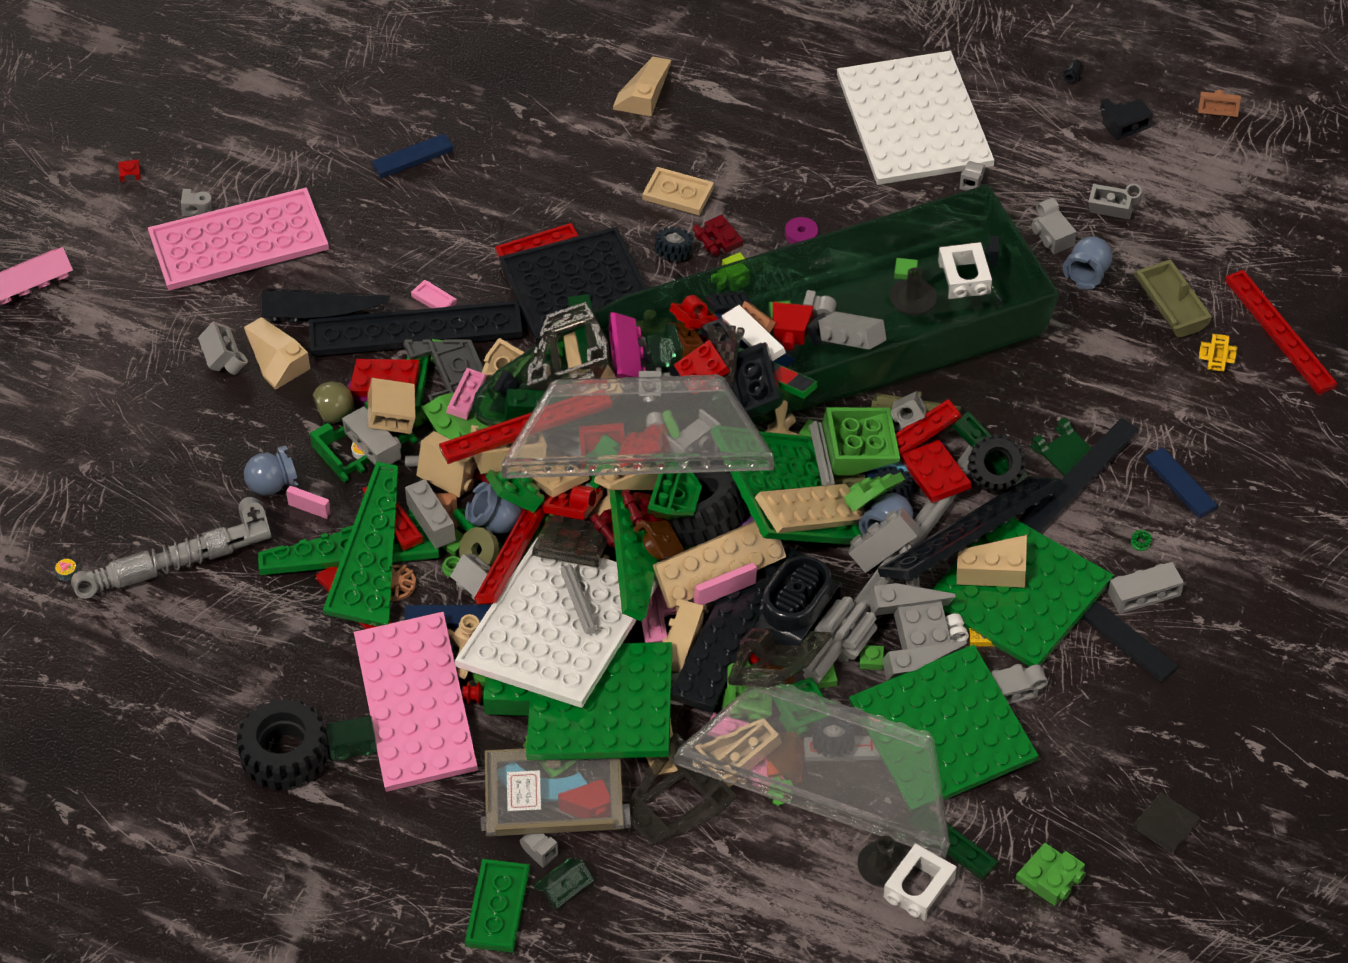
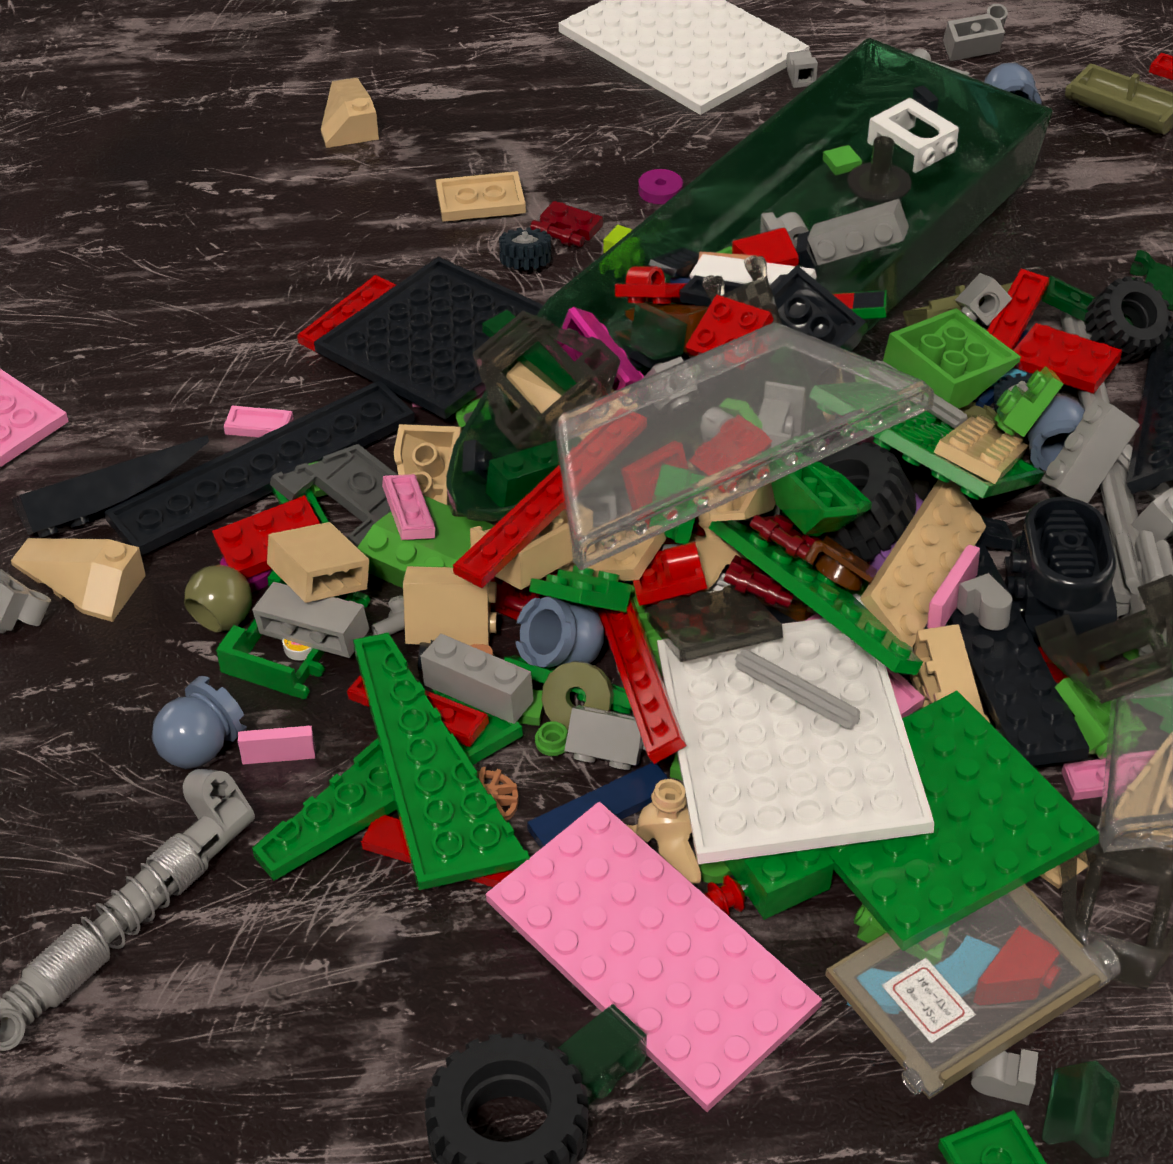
camera: 30 degrees left, 5 degrees down
(412, 155) = (106, 279): dark blue tile -> none
(736, 599) = (986, 600): none -> light grey leg

